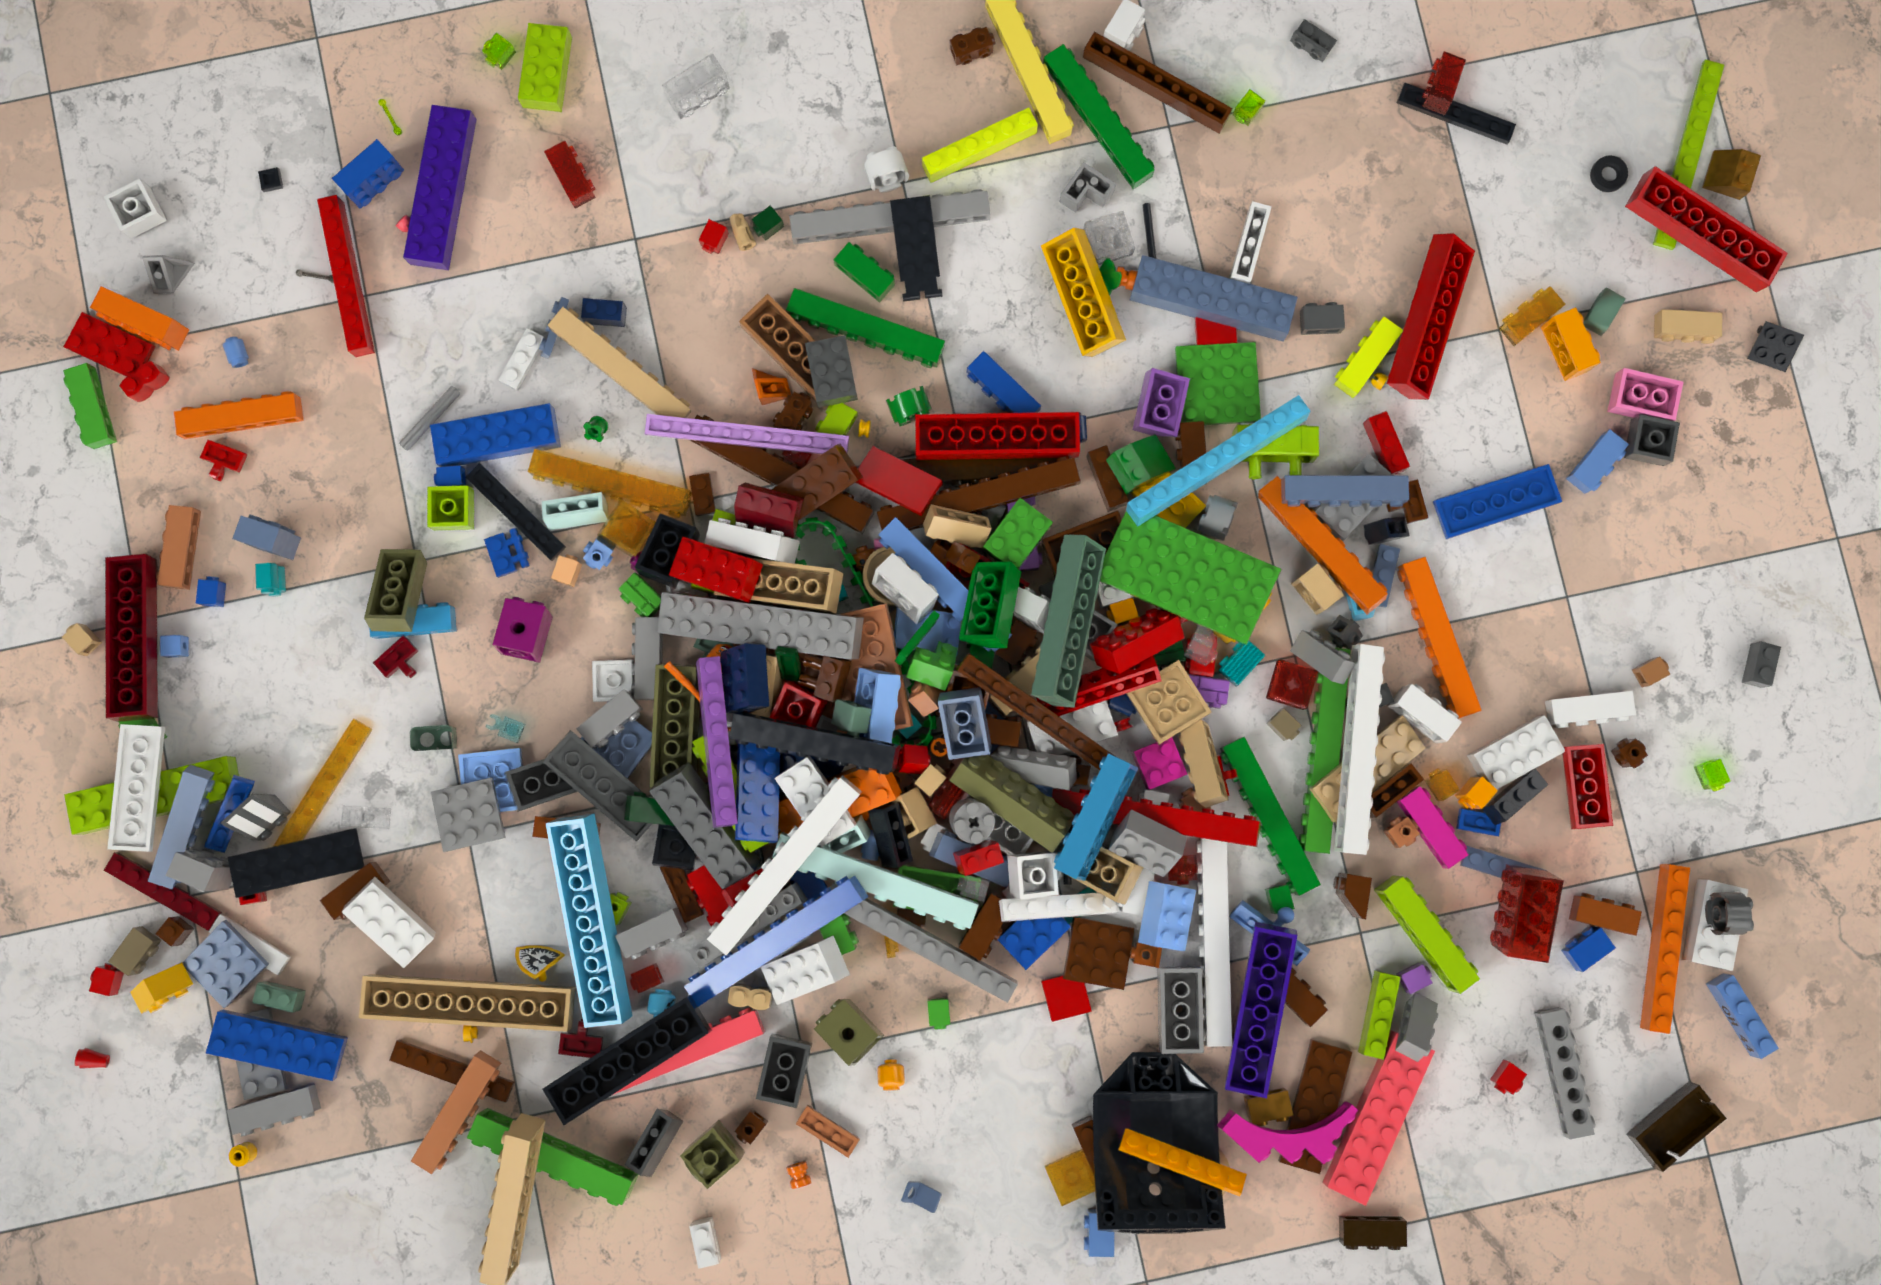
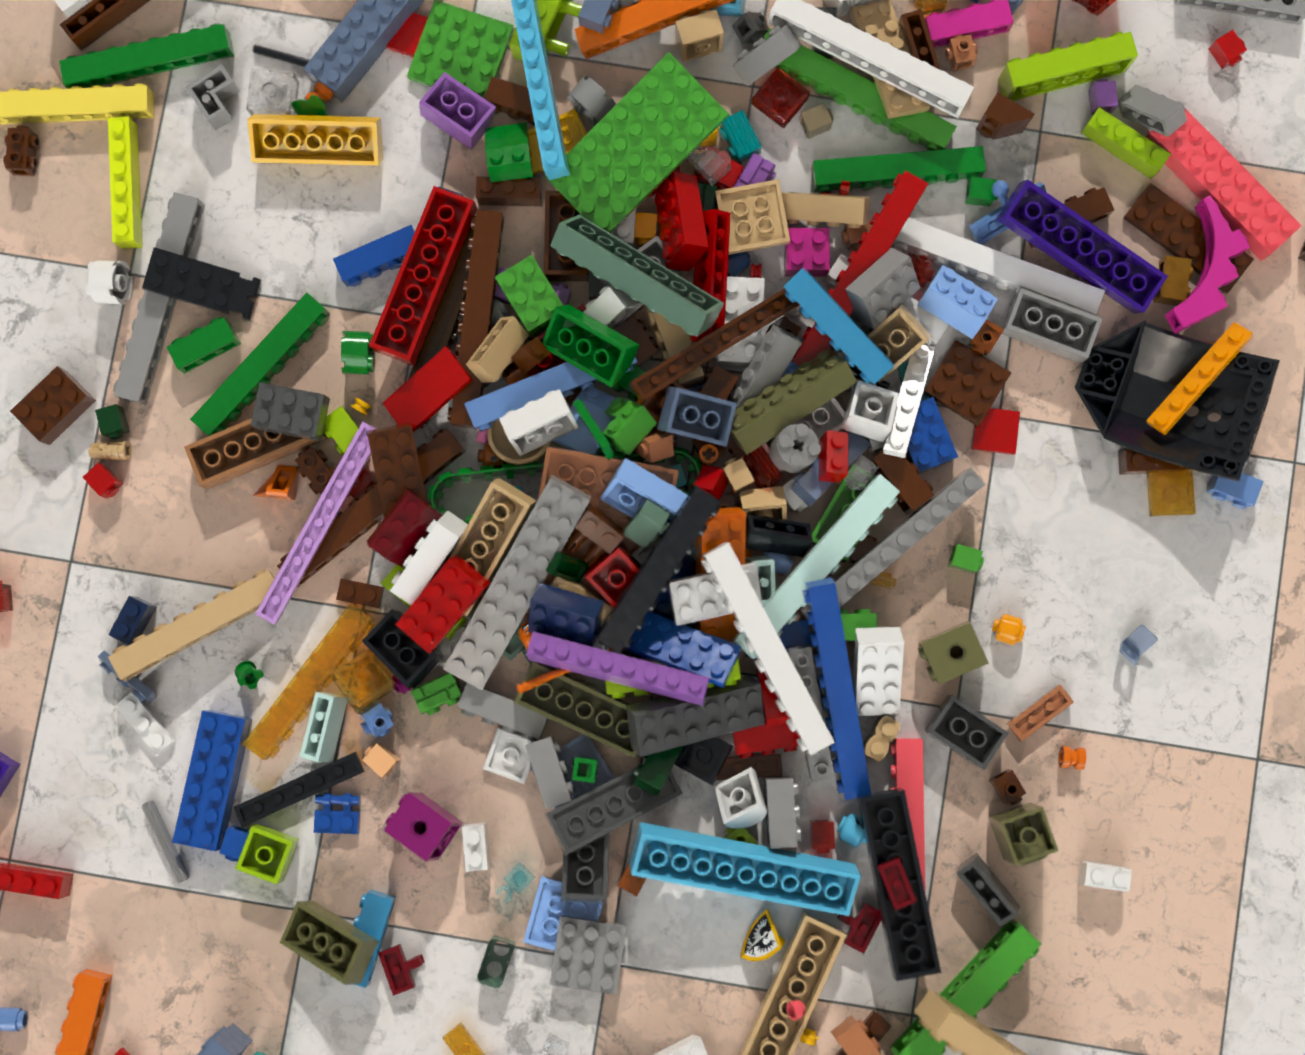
camera: 65 degrees left, 0 degrees up
(486, 1011) = (795, 1009): none -> coral hinge
(523, 682) = (476, 847): none -> white brick
(622, 748) = (584, 769): none -> green brick
(624, 1056) = (896, 883): none -> dark red plate
(648, 894) = (741, 800): none -> white brick
(761, 167) = (53, 405): none -> reddish brown brick

